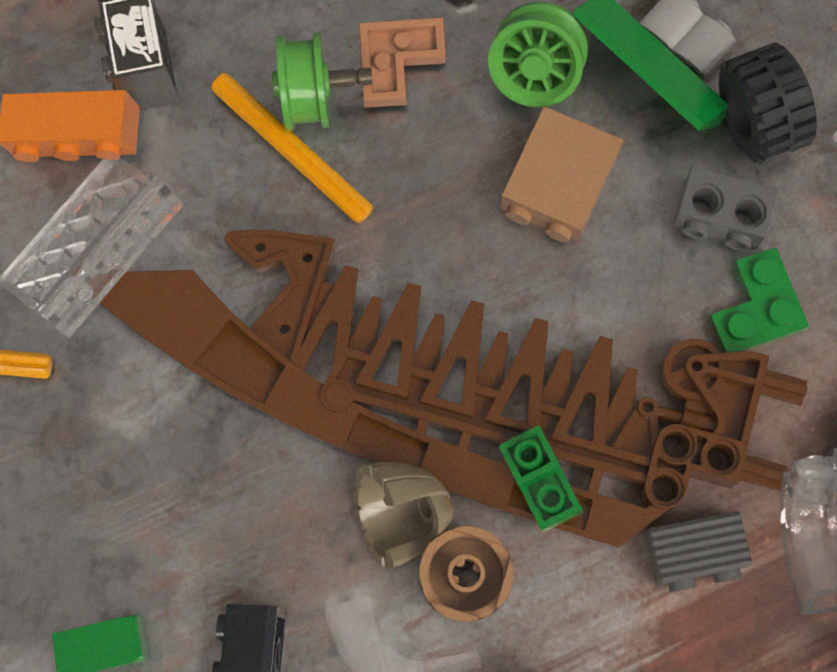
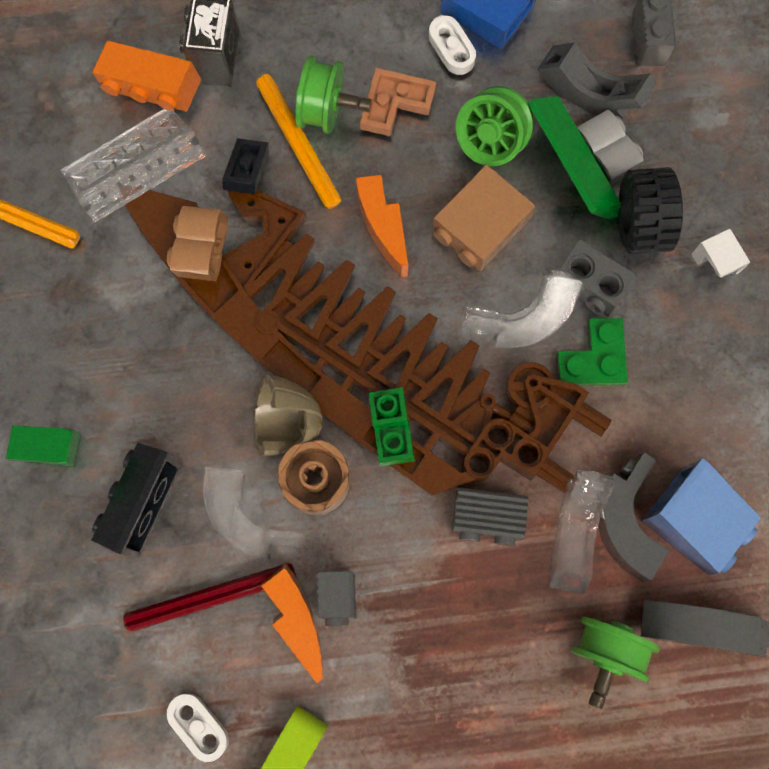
camera: 15 degrees right, 0 degrees up
(215, 323) = (198, 243): none -> medium nougat brick
(238, 202) = (245, 166): none -> black plate
(437, 220) = (383, 222): none -> orange slope
(674, 284) = (534, 322): none -> clear arch

